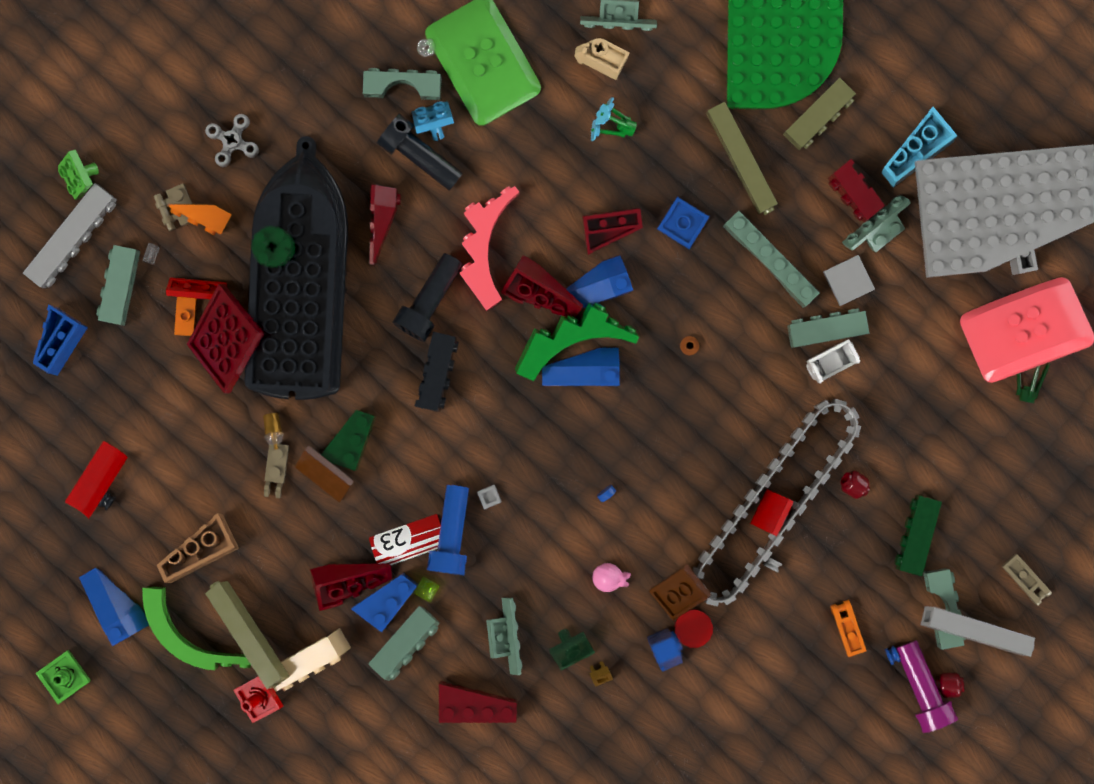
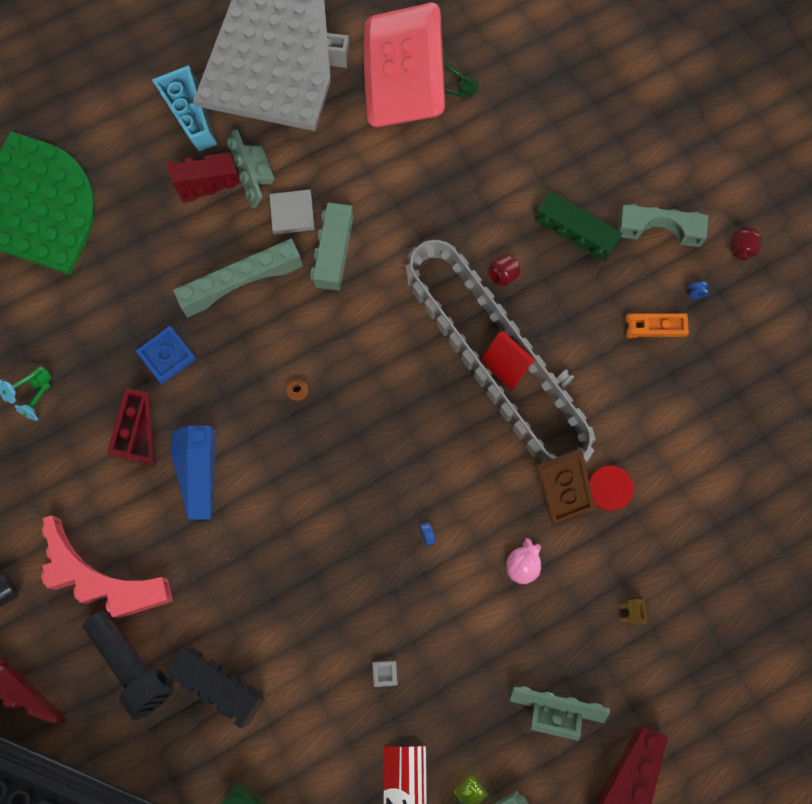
camera: 65 degrees left, 15 degrees down
(448, 557) = (437, 750): blue piece -> none
(536, 286) = (166, 534): dark red wedge -> none
(571, 649) = (595, 636): clear green tile -> none
(590, 368) = (282, 504): blue wedge -> none
(593, 324) = (235, 549): green arch -> none
(666, 649) = (626, 522): blue wedge -> none
(742, 159) = (124, 273): olive brick -> none
(822, 111) = (114, 187): olive brick -> none
(832, 361) = (367, 248): white piece -> none
(934, 712) = (774, 265): magenta piece -> none
(977, 631) = (696, 197): light grey brick -> none
(1026, 579) = (653, 142): dark tan plate -> none

